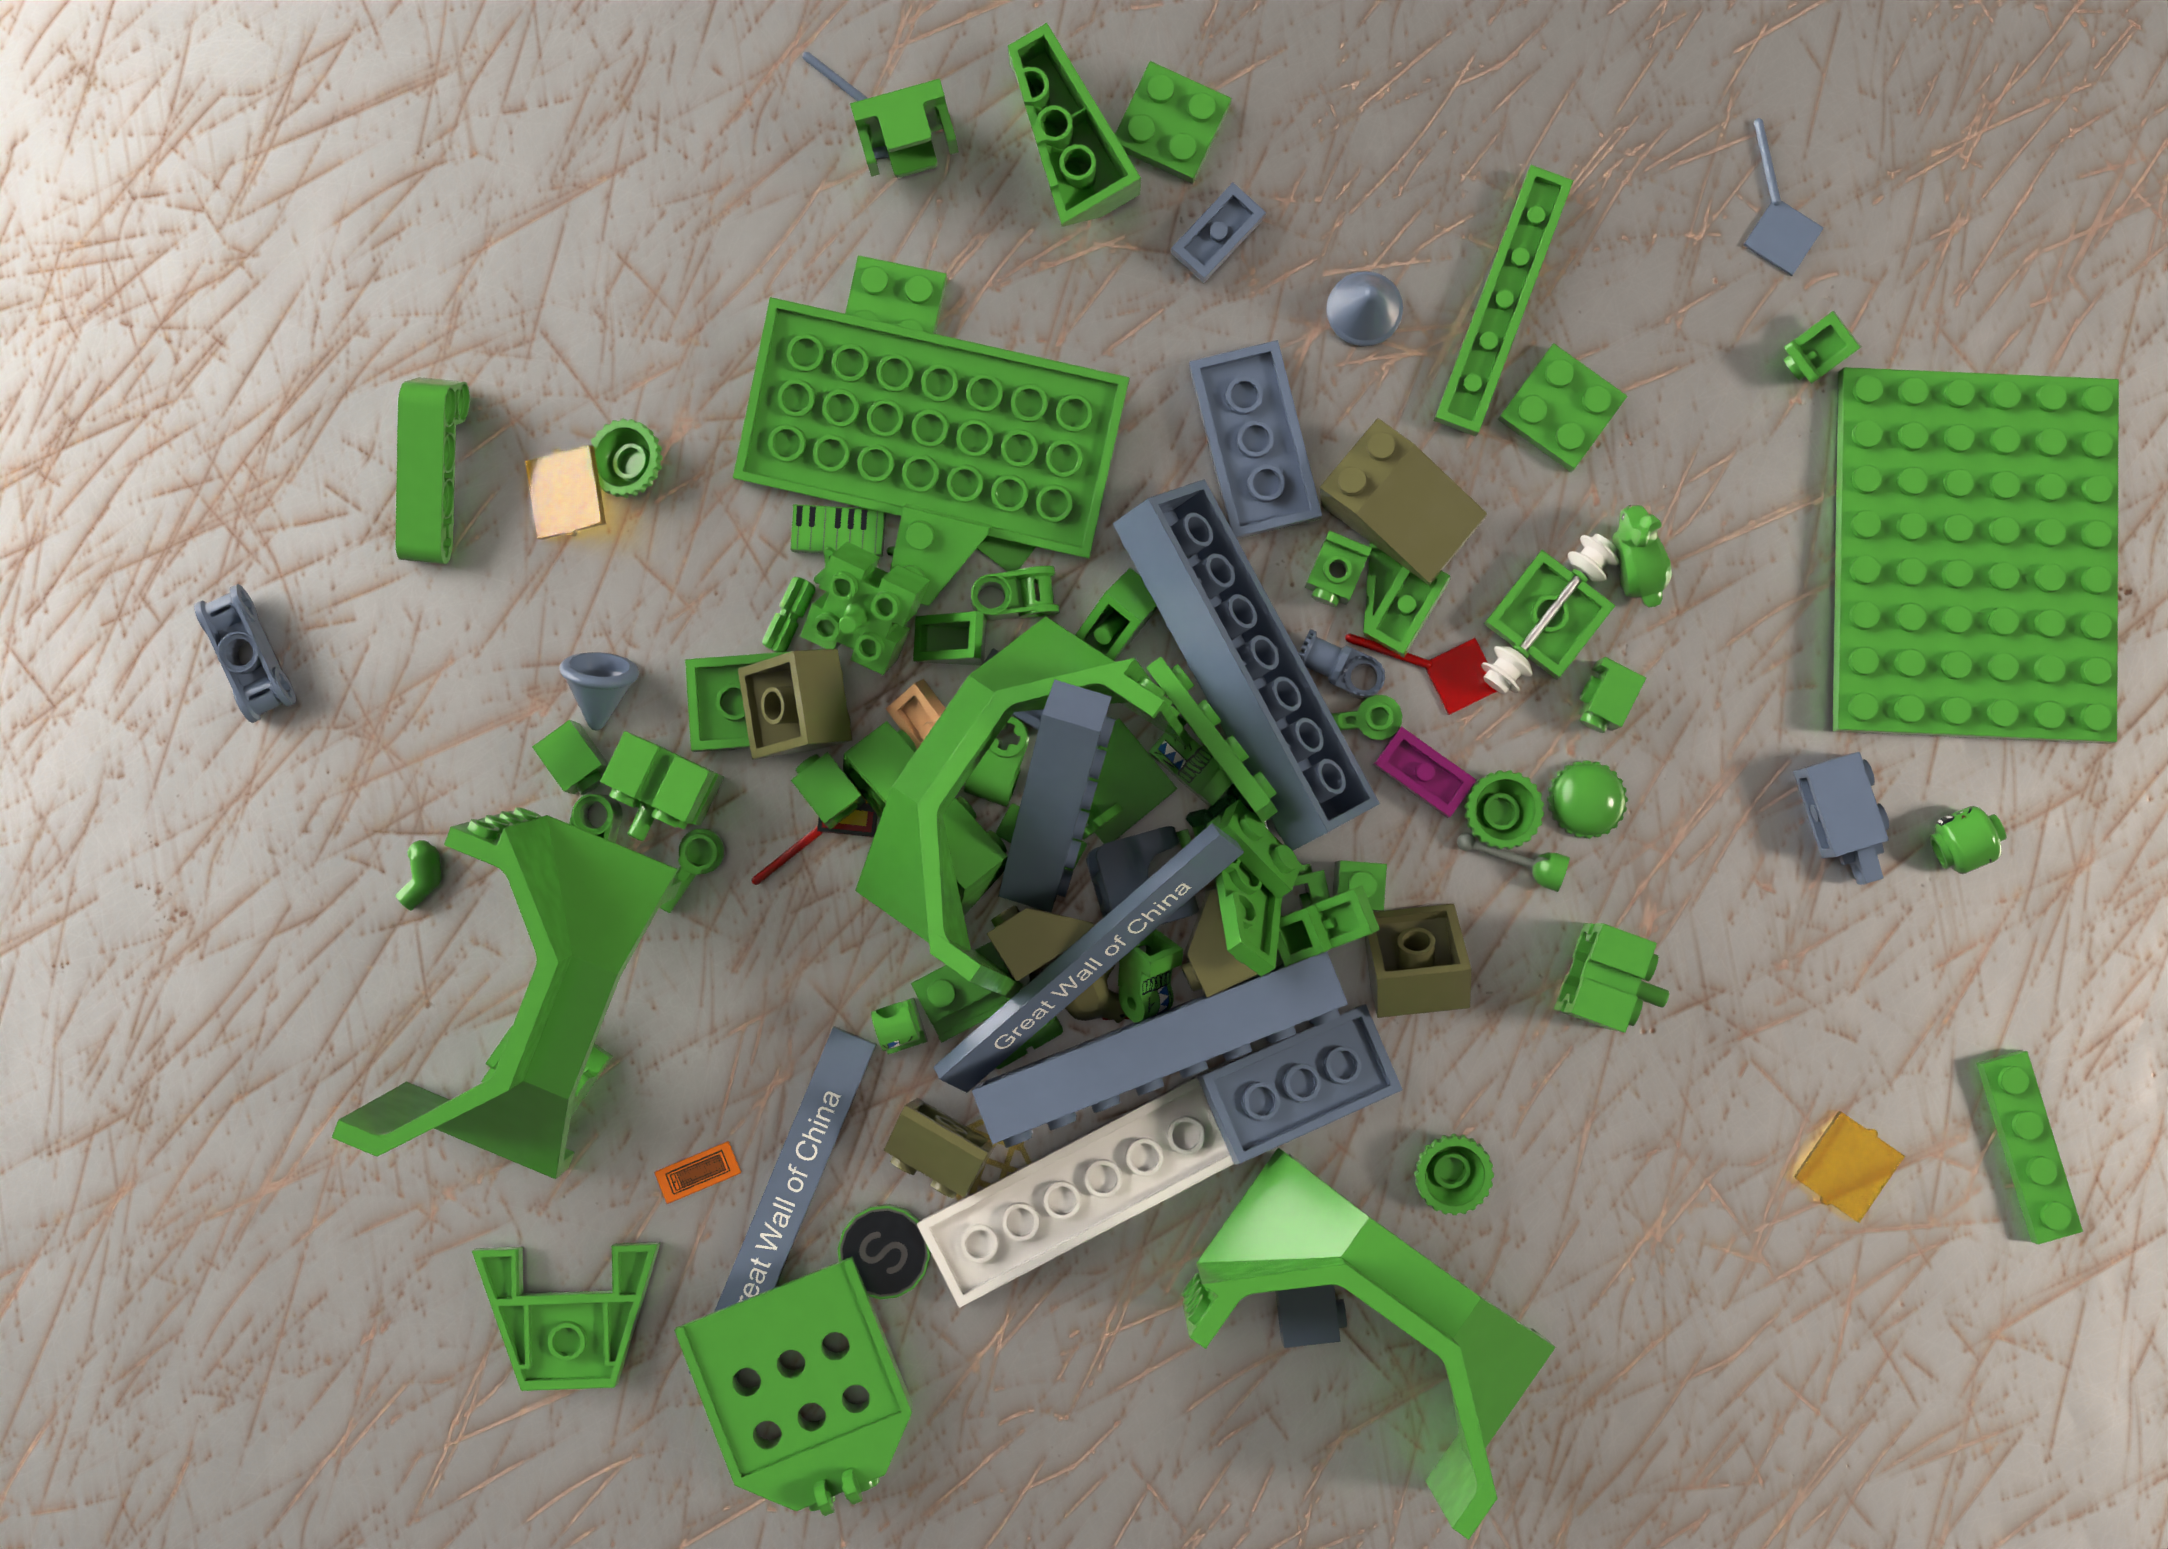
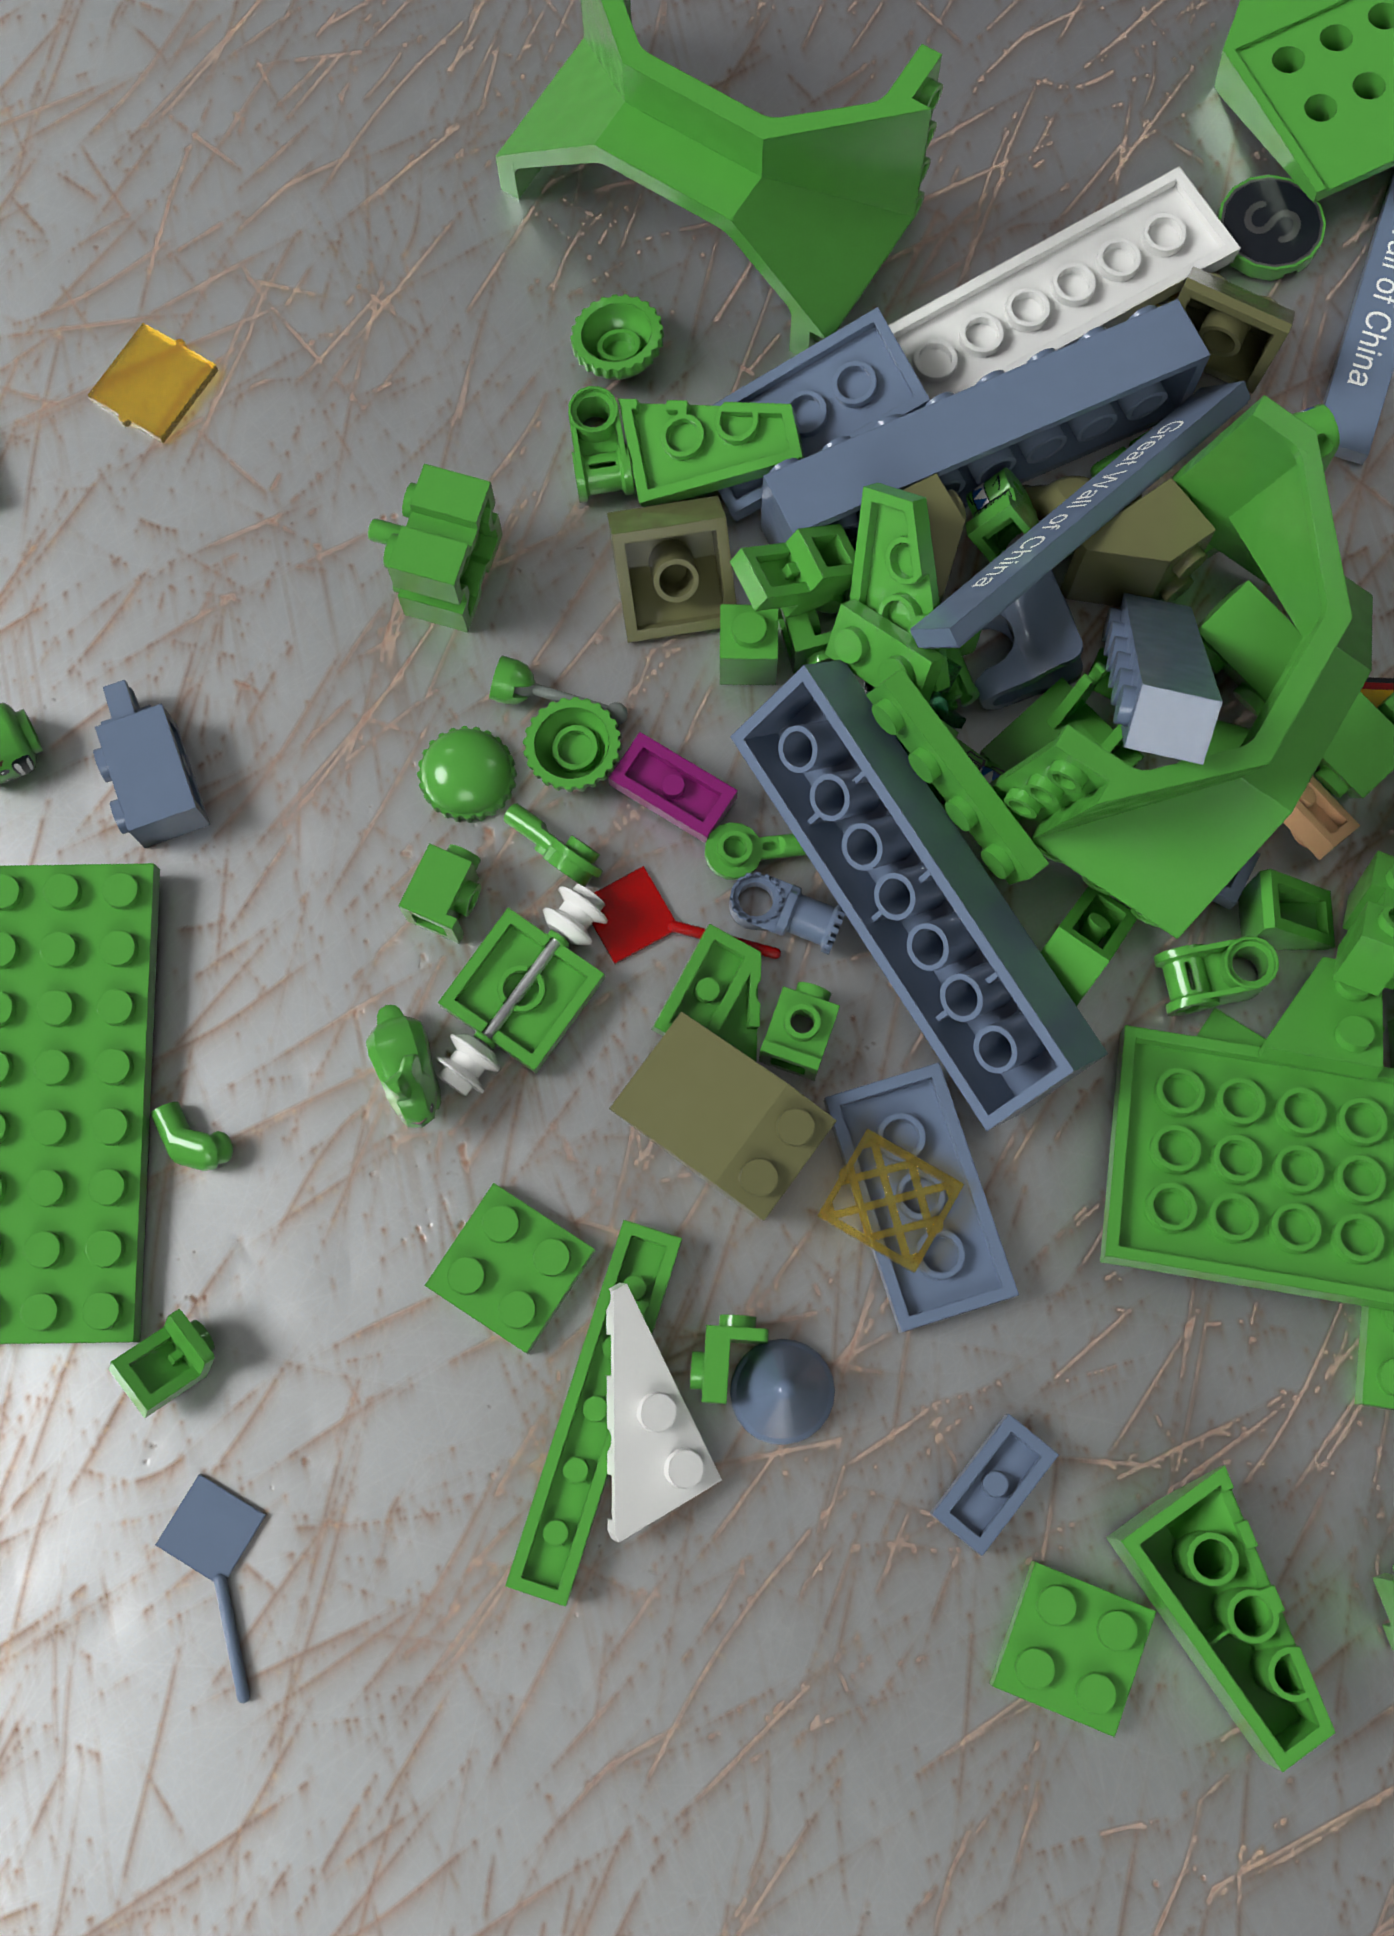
camera: 170 degrees right, 10 degrees down
(1296, 406) = (932, 1224): none -> clear yellow window
(1387, 1057) = (704, 448): none -> bright green wing
(1417, 324) = (711, 1367): none -> bright green bracket
(1463, 271) = (655, 1445): none -> white wing
(1473, 1068) = (599, 452): none -> bright green piece
(1508, 717) = (572, 858): none -> bright green plate
(1805, 510) = (189, 1146): none -> bright green arm

